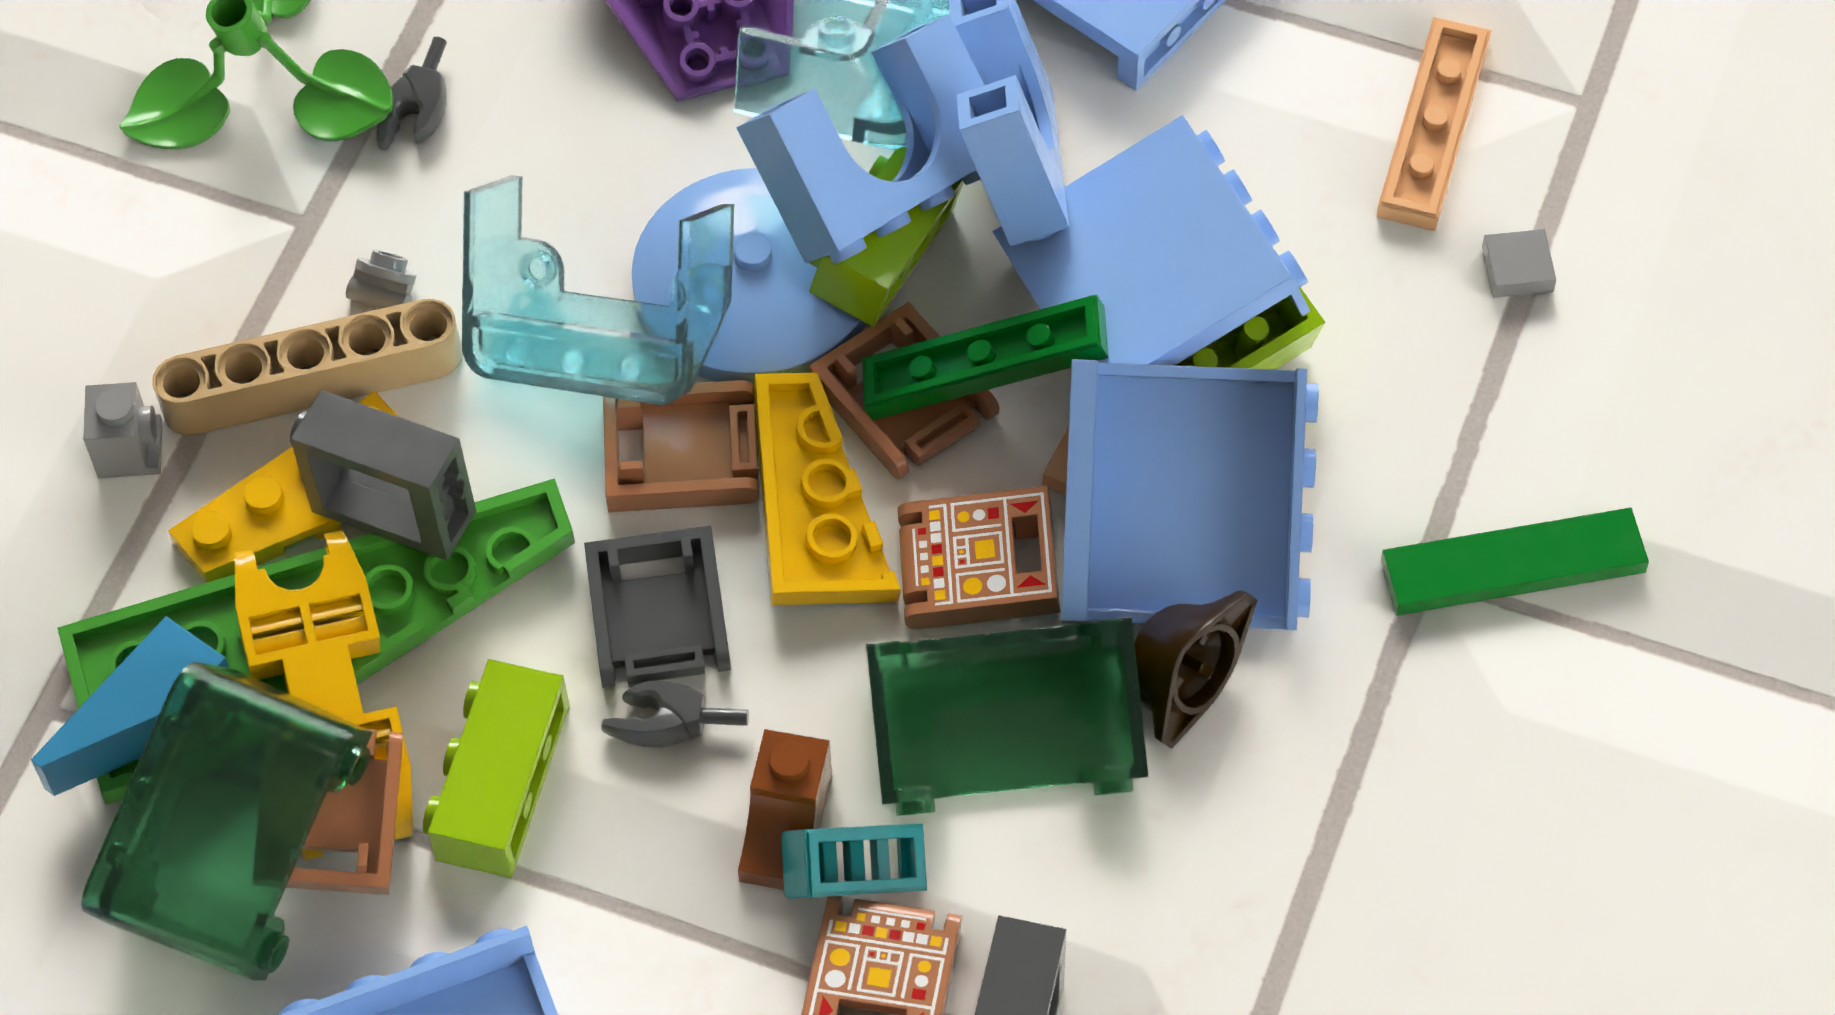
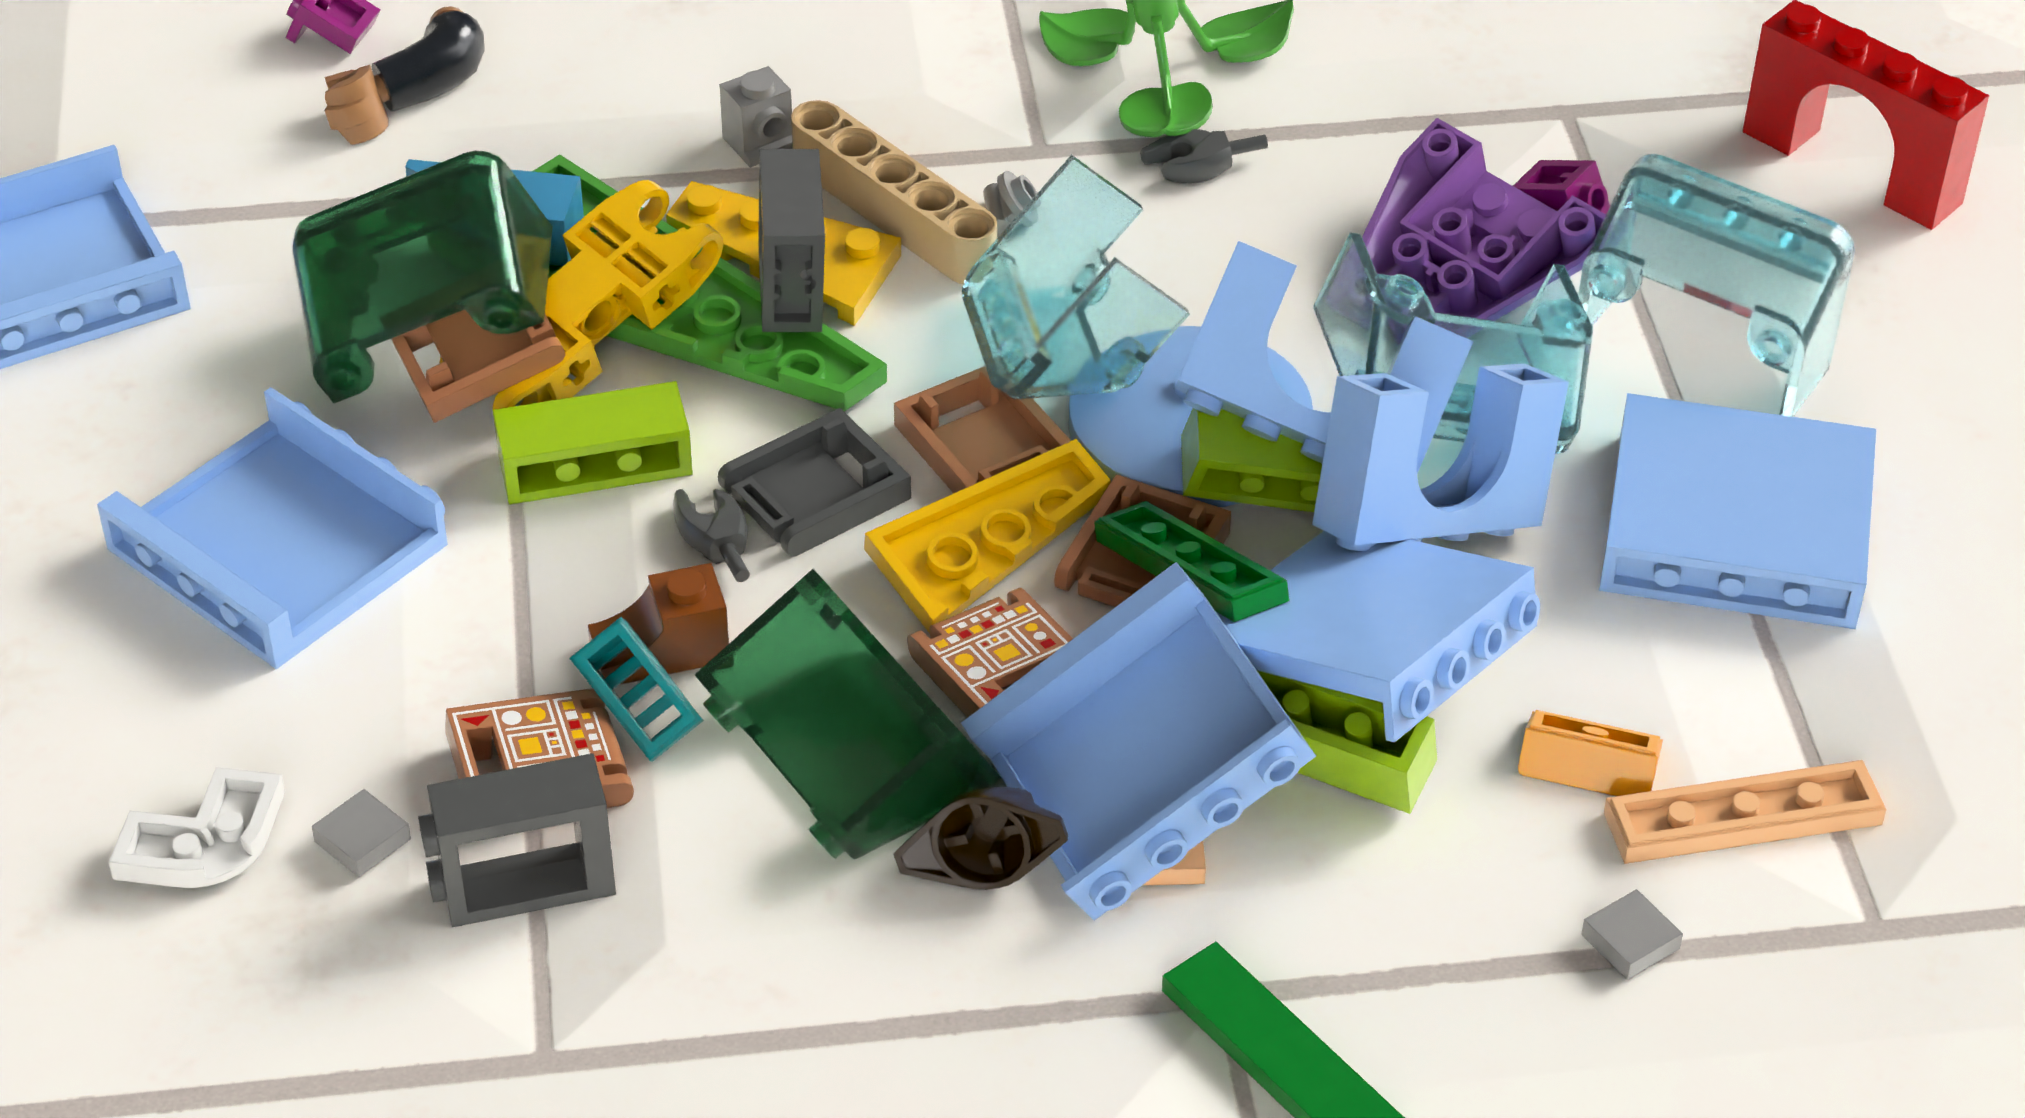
camera: 60 degrees right, 15 degrees down
(1318, 190) = (1589, 754): none -> light orange slope

